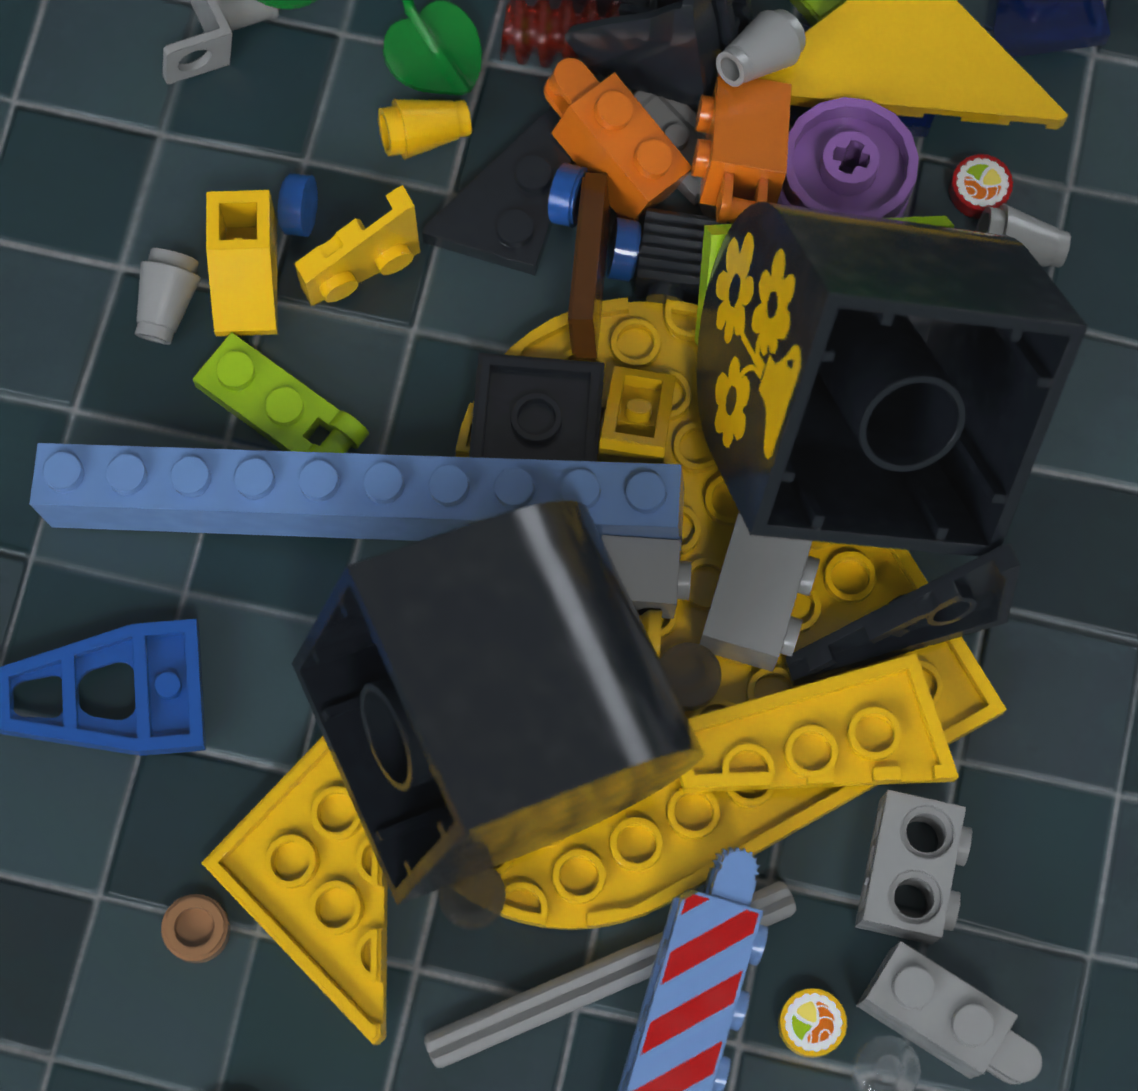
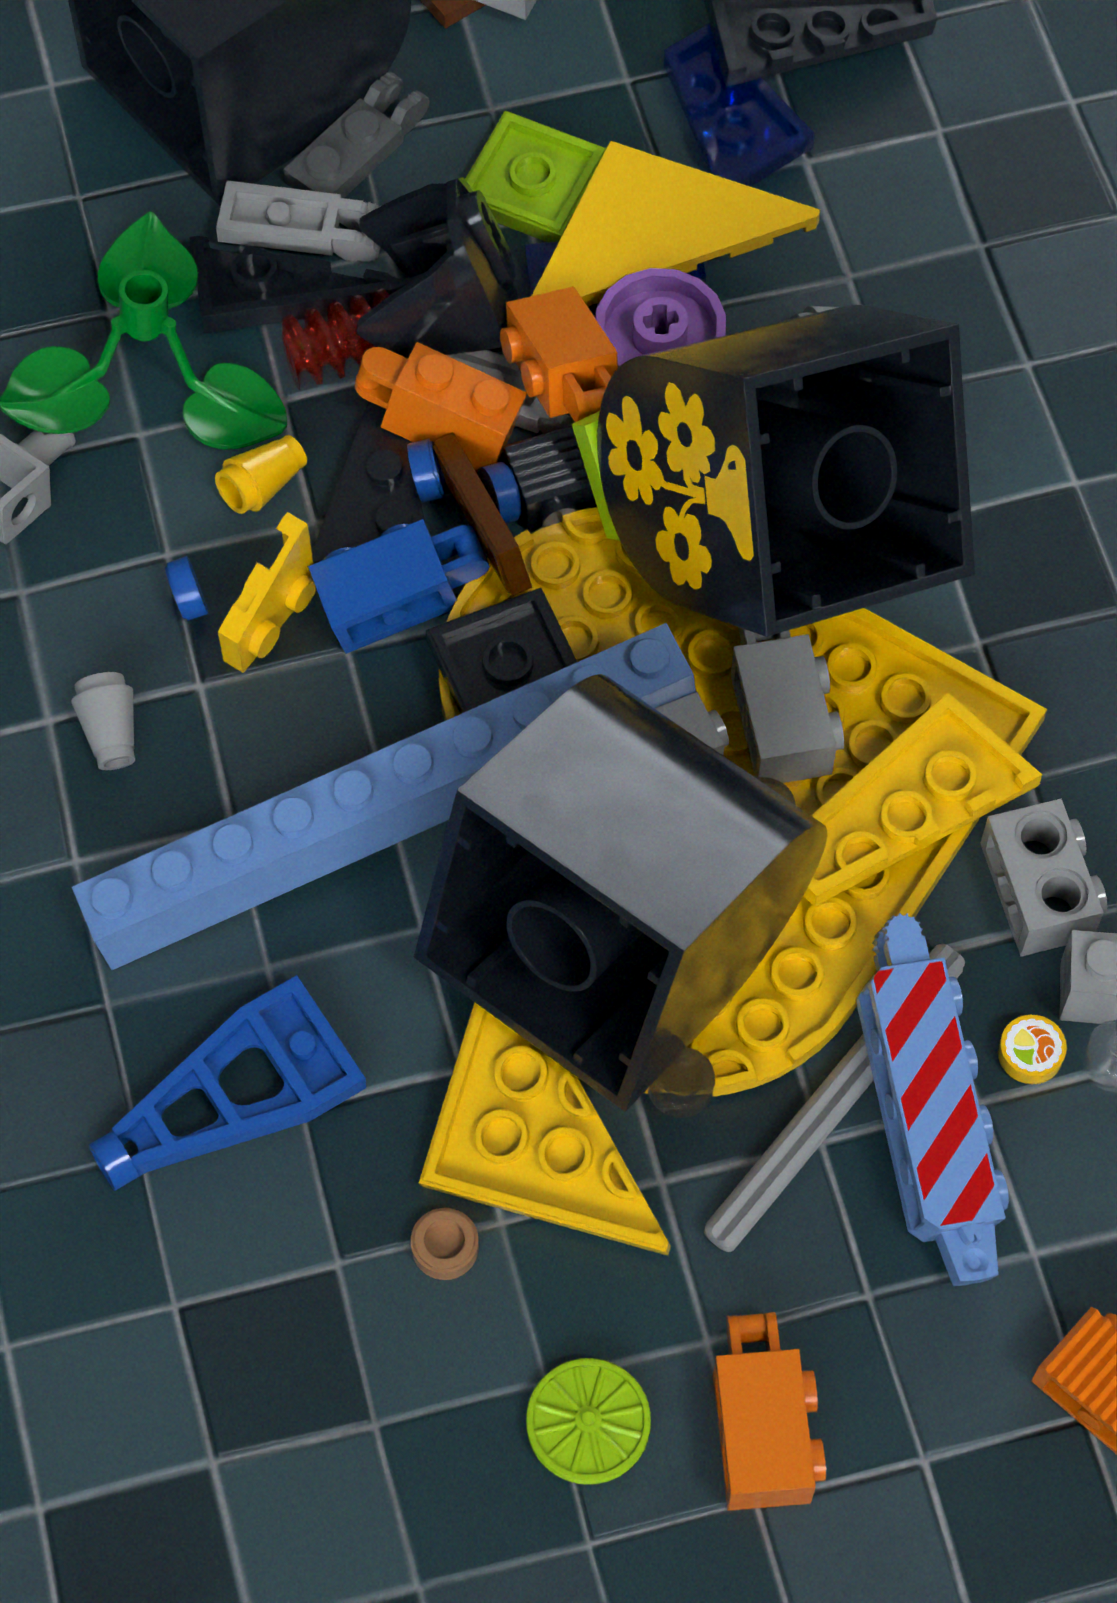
camera: 25 degrees left, 10 degrees down
(242, 262) = (167, 655): yellow slope -> none
(274, 401) = (253, 763): lime plate -> none
(478, 289) = (395, 581): none -> blue brick
(637, 416) = (598, 612): yellow slope -> none
(763, 47) = (534, 264): light grey cone -> none
(941, 610) = (949, 648): black wing -> none
(980, 183) = (774, 301): tile -> none

